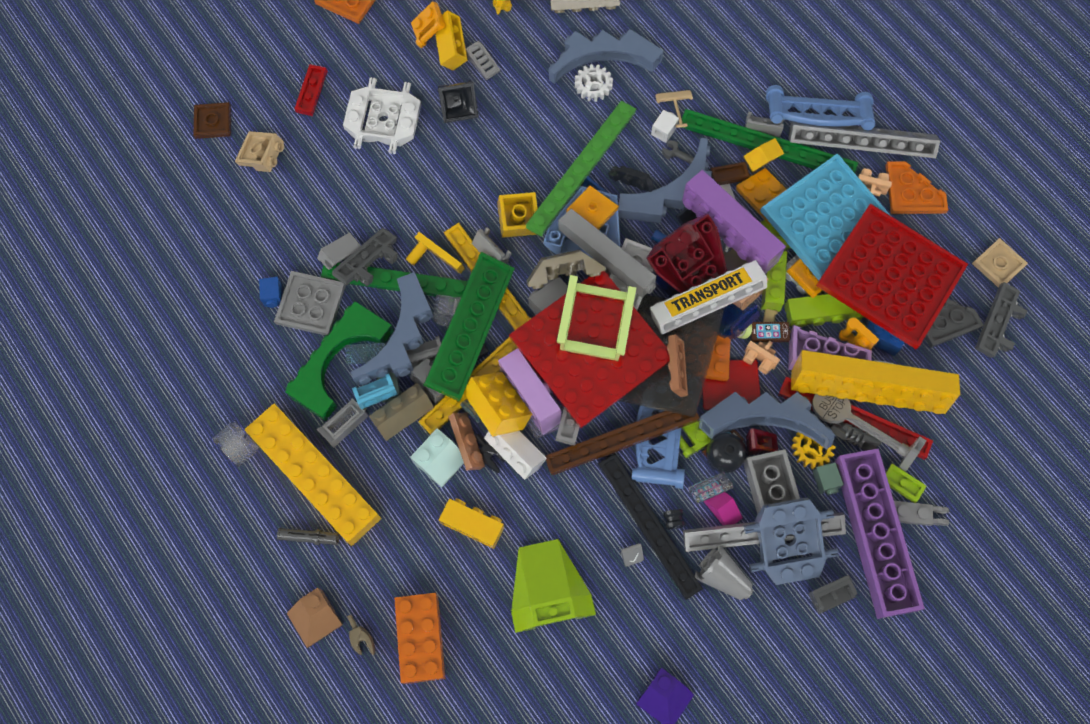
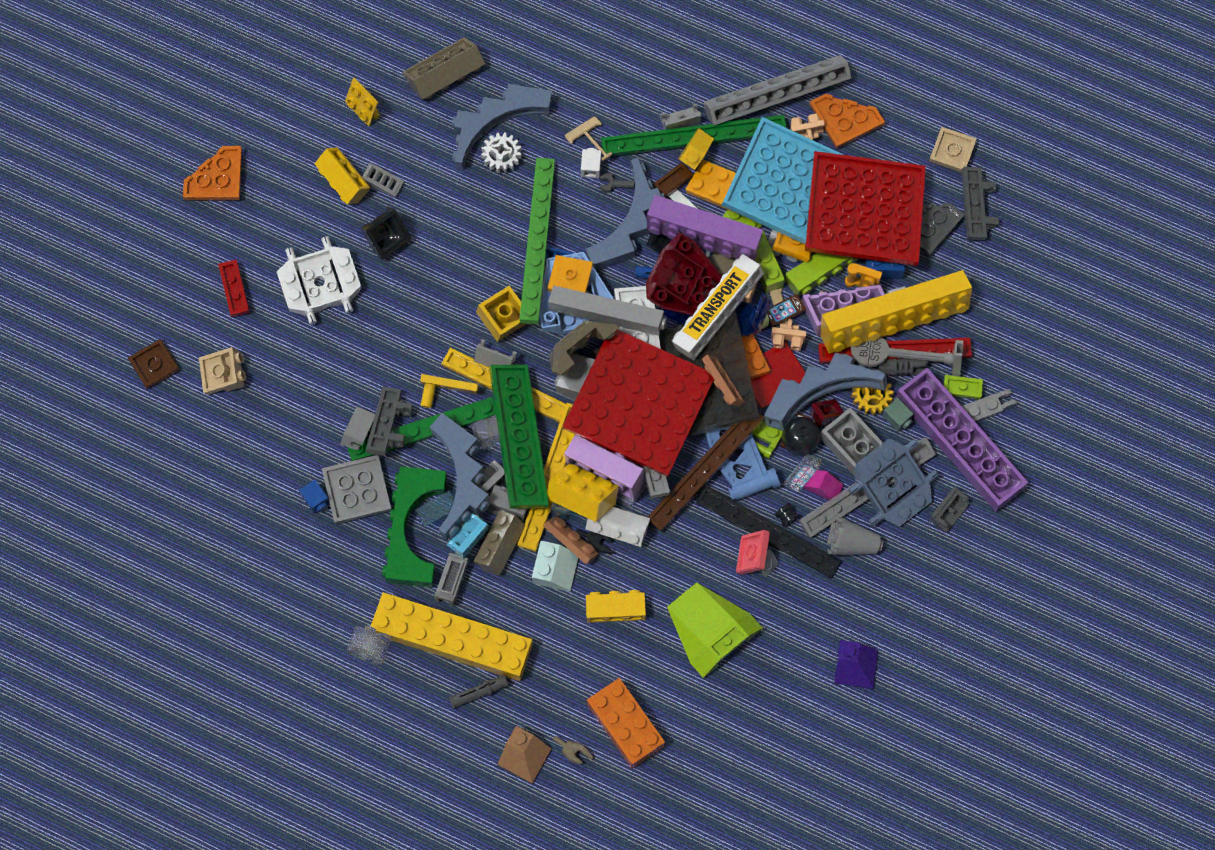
camera: 30 degrees left, 0 degrees up
(427, 24) = (307, 167): light orange plate -> none
(589, 349) = (660, 368): yellowish green piece -> none
(623, 538) = (752, 552): none -> coral tile
(632, 177) = (587, 228): black hinge -> none
(860, 108) = (760, 62): medium blue piece -> none

